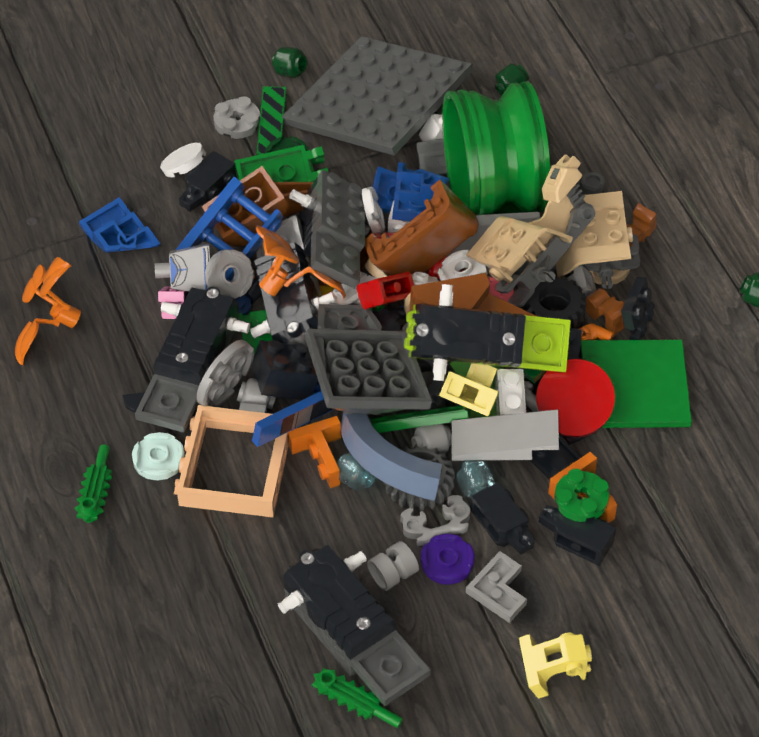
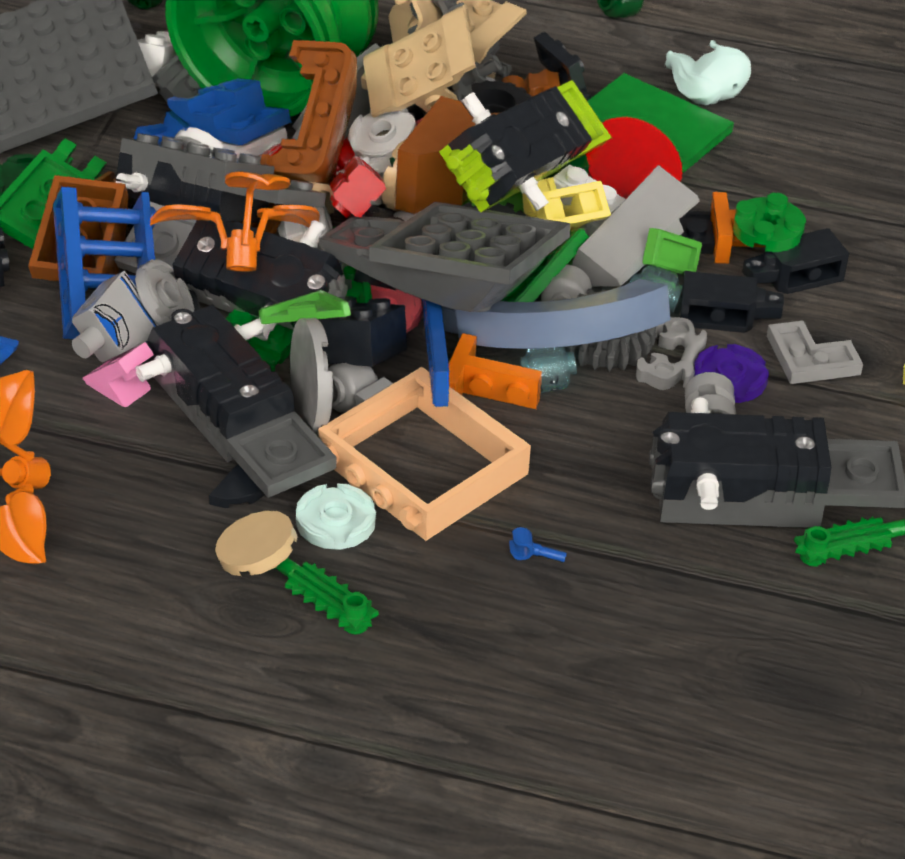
camera: 55 degrees left, 10 degrees down
(100, 436) = (256, 543): none -> tan tile
(207, 548) = (523, 547): none -> blue hand
(264, 338) = (312, 305): none -> bright green tile
(508, 466) = (671, 251): none -> bright green tile
(718, 382) = (711, 77): none -> light aqua piece

